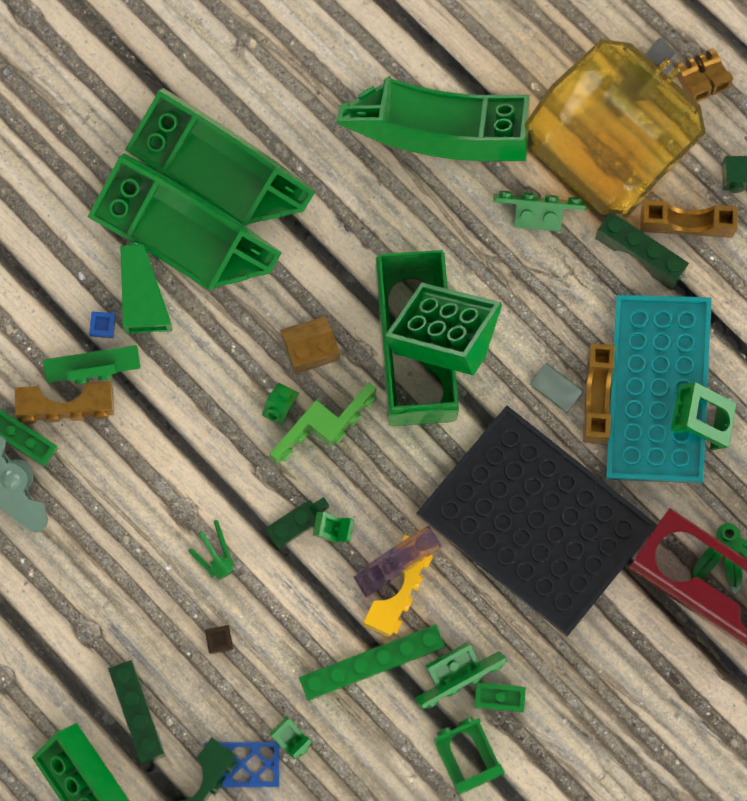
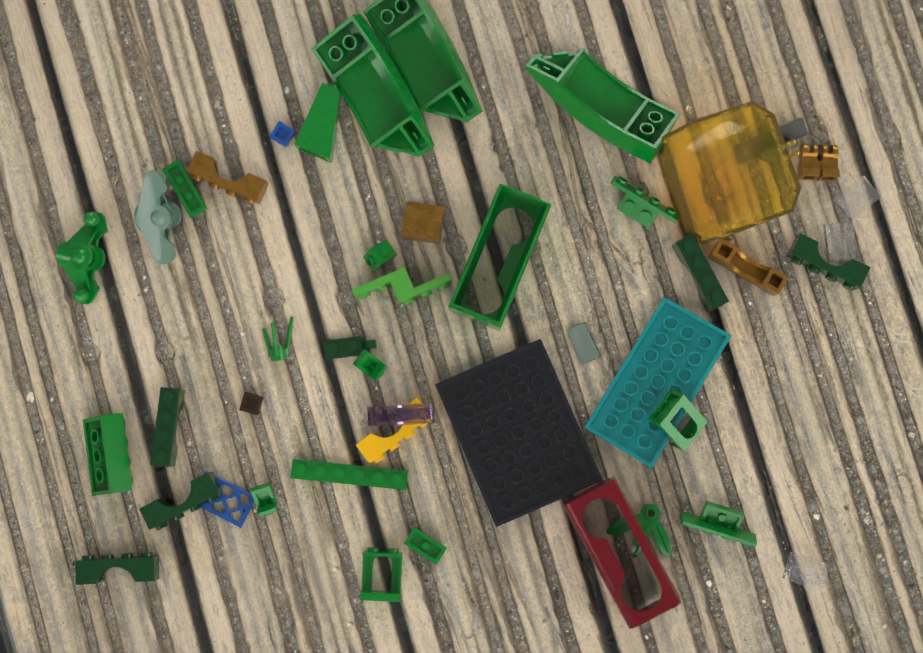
camera: 30 degrees right, 10 degrees up
(91, 364) = (260, 161): green bracket -> none
(445, 328) = (519, 264): green slope -> none
(455, 671) = (404, 512): green bracket -> none
(597, 394) = (610, 364): pearl gold arch -> none

